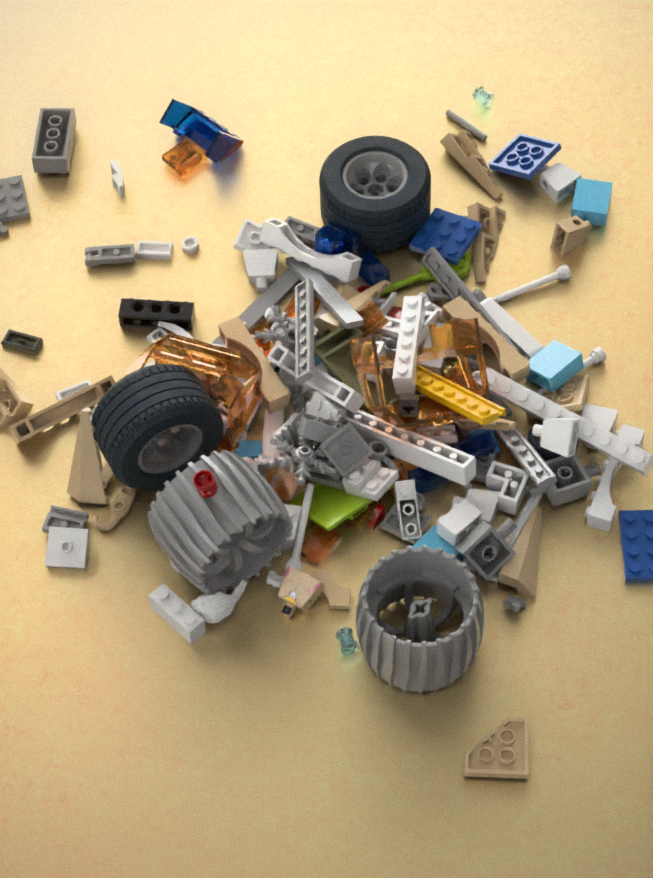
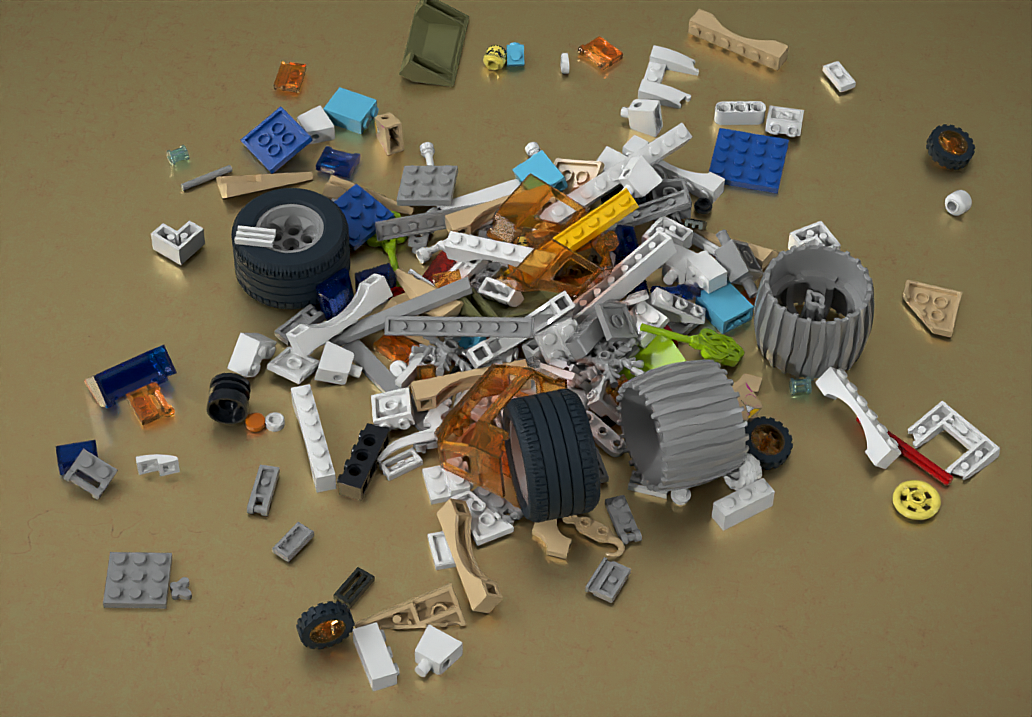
camera: 80 degrees left, 5 degrees down
(54, 140) = (77, 509): light grey brick -> none
(58, 288) = (293, 541): none -> light grey plate
(67, 547) = (641, 581): white plate -> none
(85, 474) = (568, 542): tan wedge -> none
(98, 139) = (95, 469): none -> light grey plate
(113, 127) = (69, 452): none -> clear blue brick
(137, 524) = (622, 519): none -> light grey plate
(154, 250) = (269, 451): white tile -> none
(185, 230) = (255, 422): none -> orange tile
(195, 201) = (228, 398): none -> black wheel
(205, 483) = (686, 386): red wheel -> none
(207, 256) = (314, 438): none -> white arch
(213, 314) = (393, 409): none -> white plate
(213, 756) = (919, 496): none -> light yellow plate
(254, 201) = (249, 352): none -> white brick
(254, 317) = (408, 374): none -> white tile
(268, 635) = (773, 430): none -> wheel
(290, 750) = (920, 460): none -> red axle
(305, 822) = (980, 448): none -> white wedge
(339, 678) = (880, 446): none -> white arch
(348, 141) = (255, 236): none -> white tile
(365, 533) = (712, 345): none -> lime piece
(369, 120) = (178, 244): none -> white brick
(405, 470) = (636, 297): none -> white piece
(432, 508) = (681, 290): none -> clear blue plate
(507, 280) = (427, 185): none -> light grey plate
(515, 210) = (337, 162): none -> clear blue plate
(536, 508) = (694, 223): none -> pearl dark grey tile
(551, 622) = (813, 234): none -> white brick
(574, 514) = (703, 206): none -> black plate
(620, 147) = (290, 77): none -> clear orange plate

